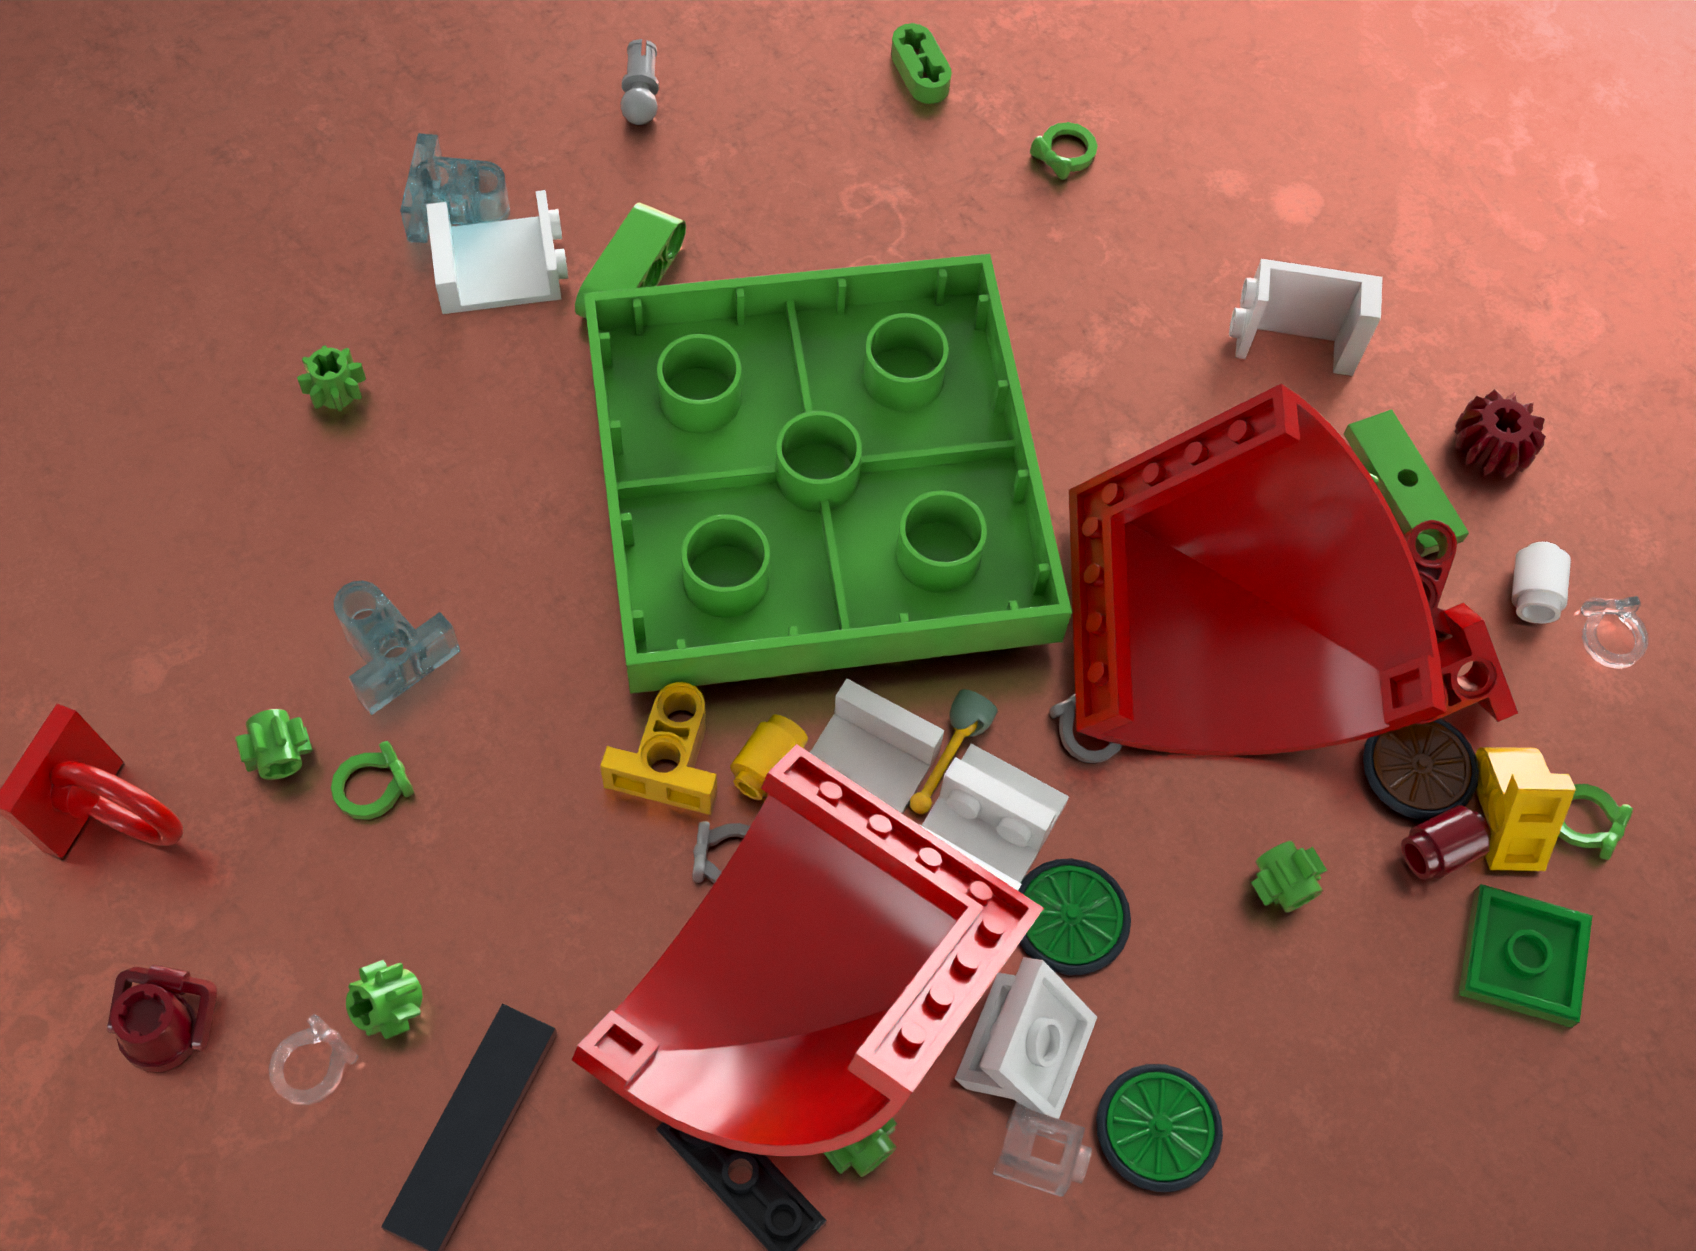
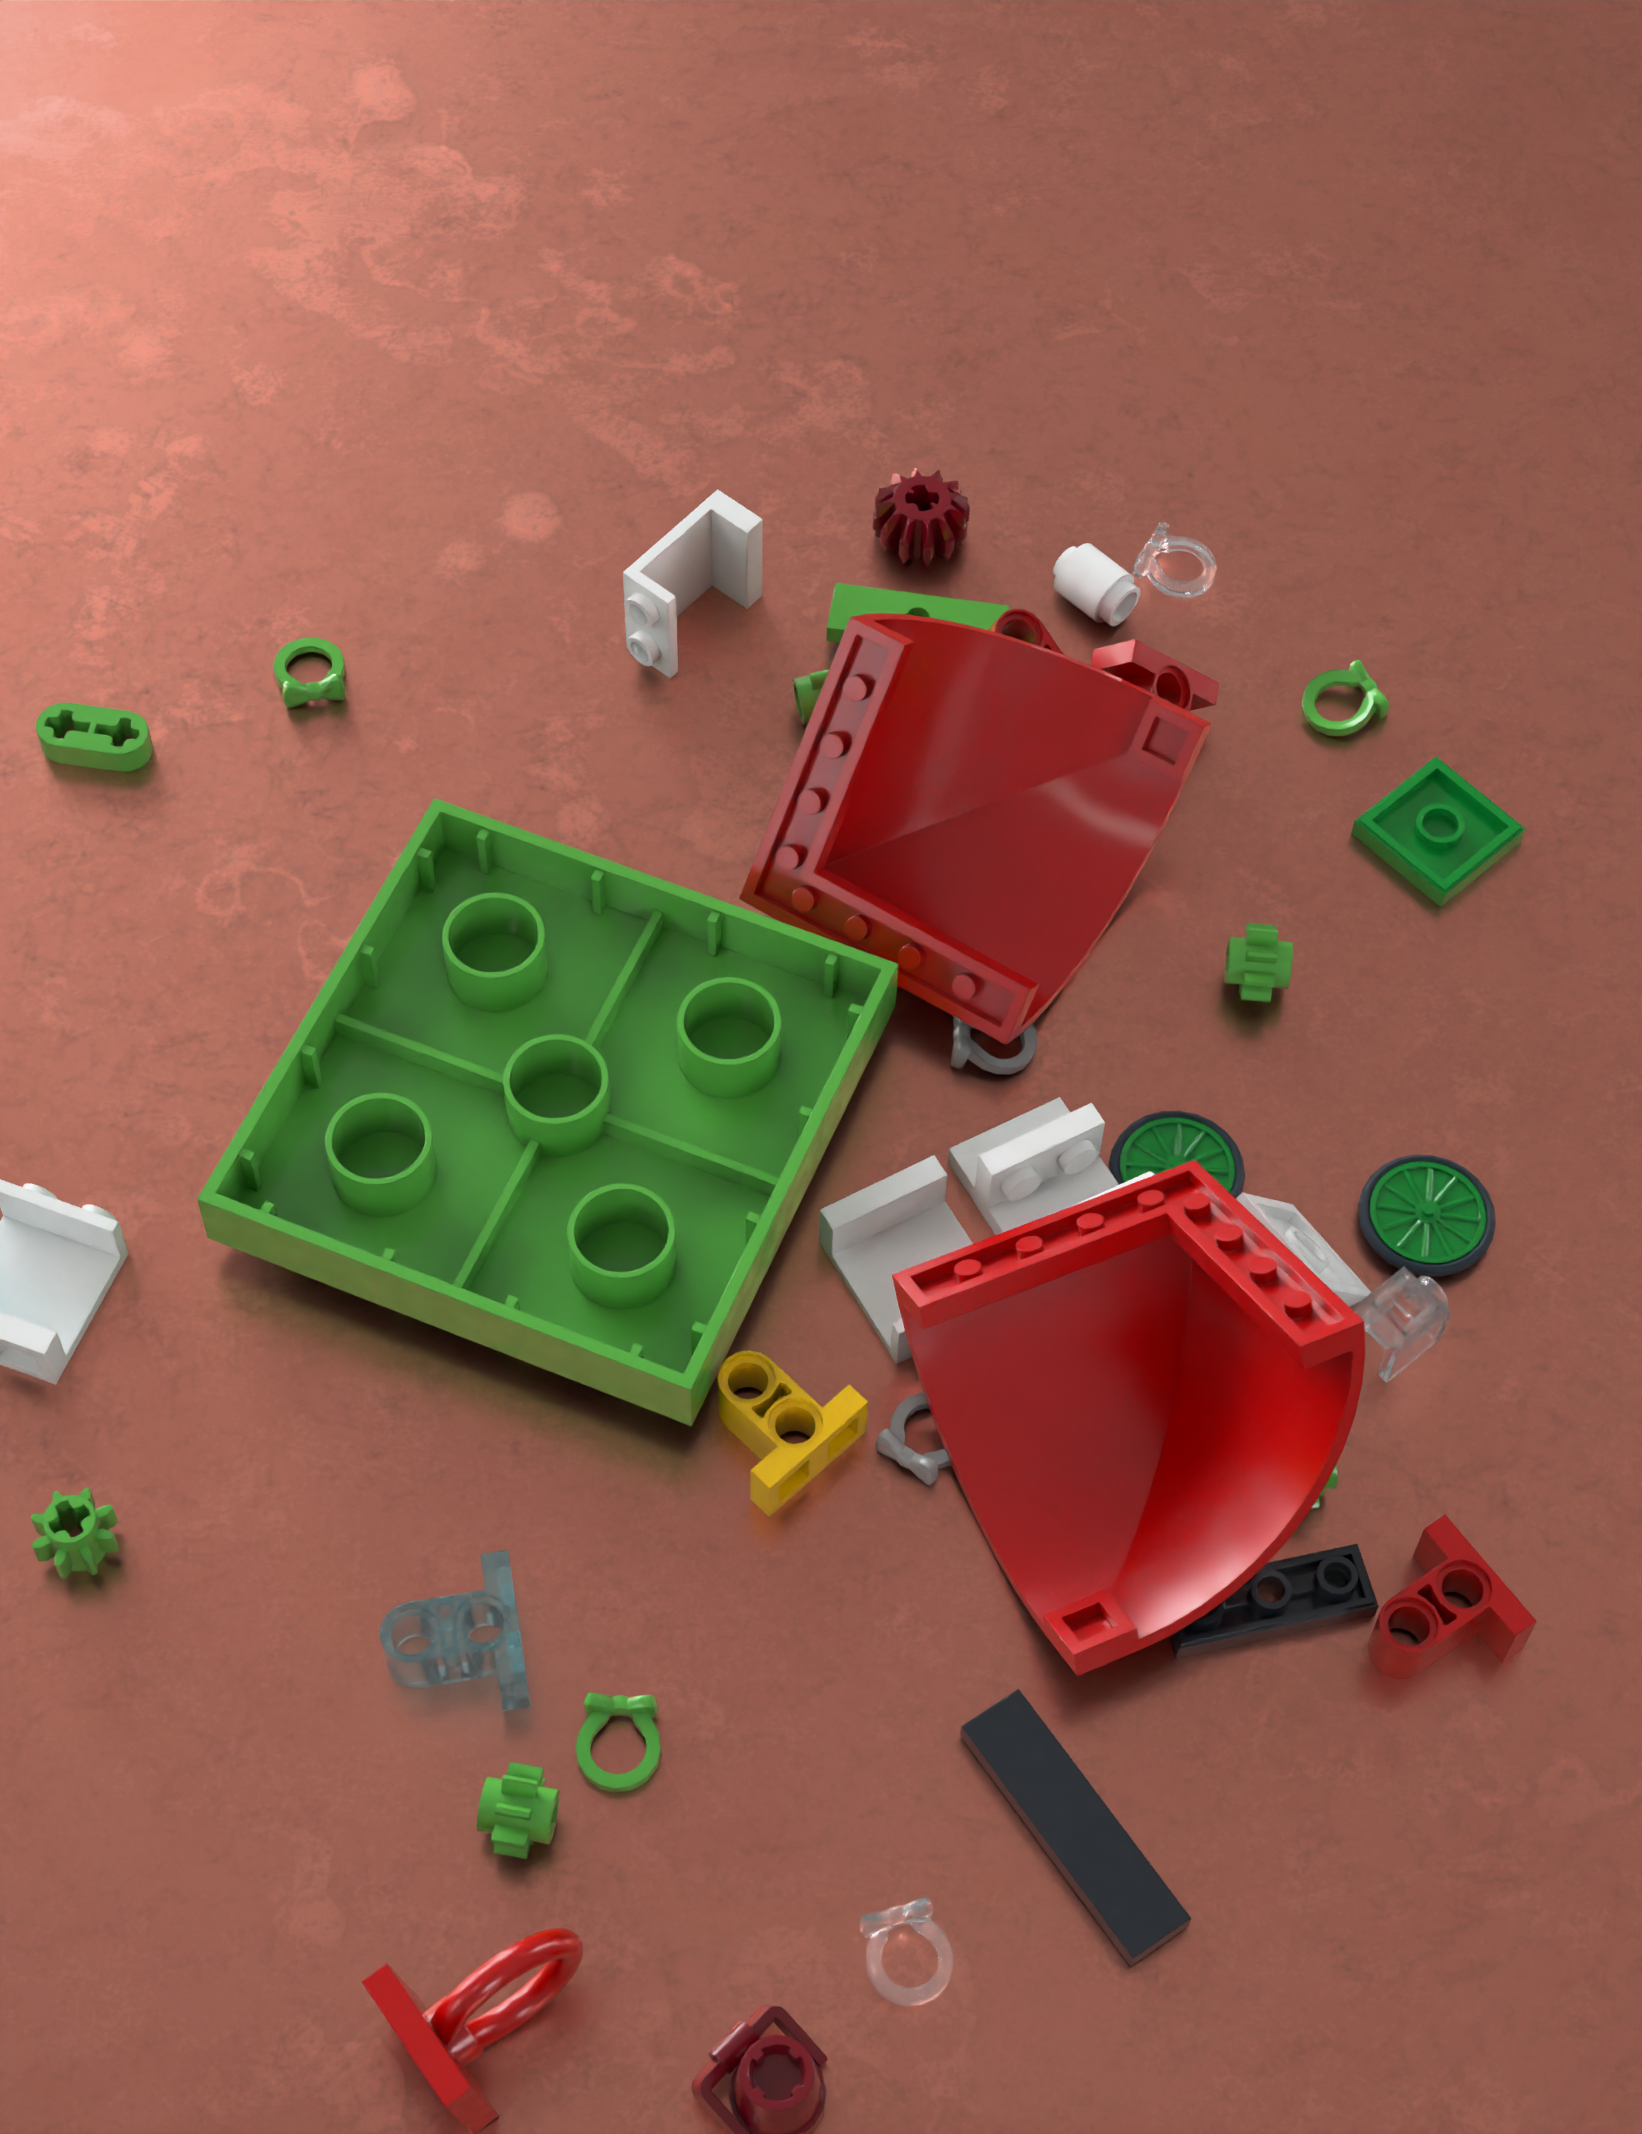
camera: 55 degrees left, 5 degrees down
(384, 999) = (892, 1834): bright green gear -> none
(635, 254) = (150, 1152): bright green beam -> none
(763, 751) = (849, 1335): yellow brick -> none
(970, 717) = (919, 1133): hinge -> none
(1422, 769) = (1222, 800): reddish brown wheel -> none
(1446, 843) = (1302, 821): dark red brick -> none
(1521, 806) = (1304, 738): yellow tile -> none

